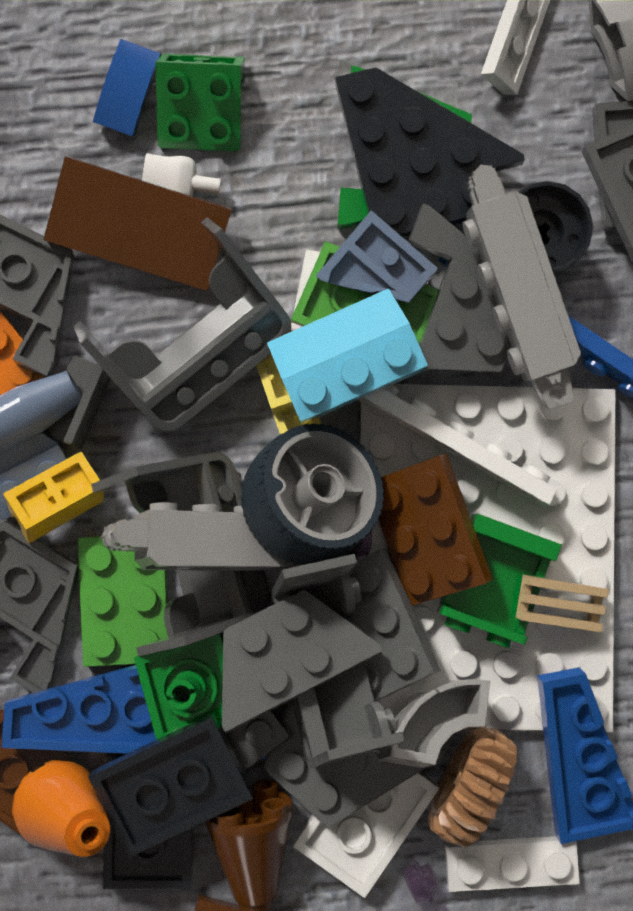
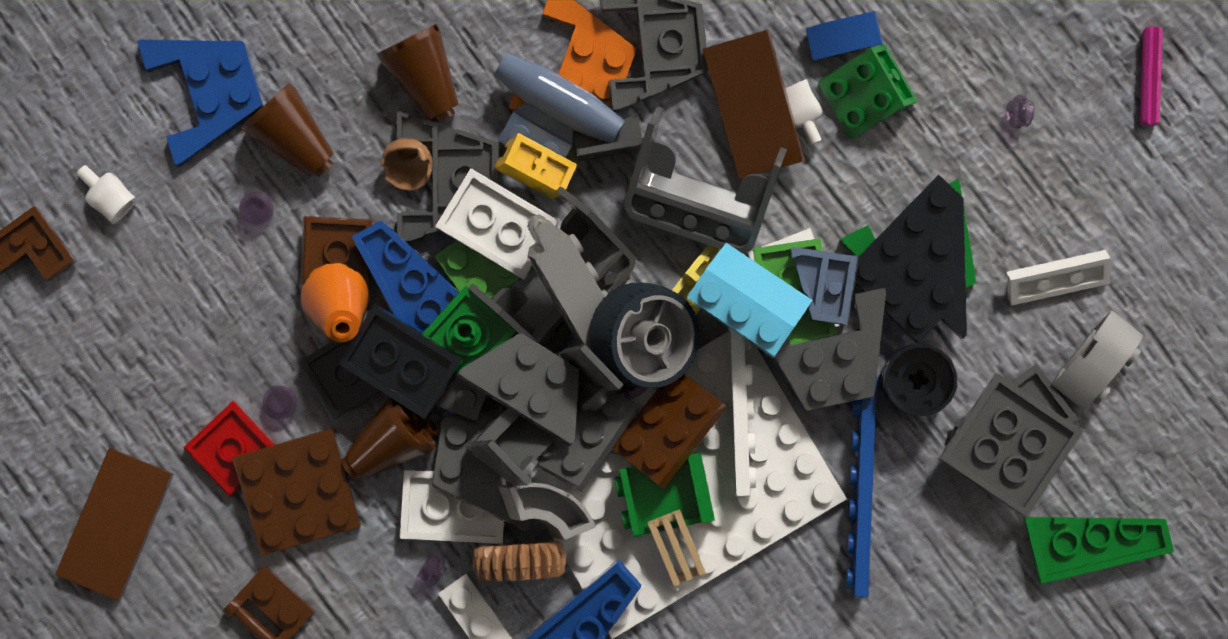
camera: 55 degrees right, 0 degrees up
(83, 584) = (492, 222): none -> white plate
(523, 287) = (867, 389): light grey hinge -> none

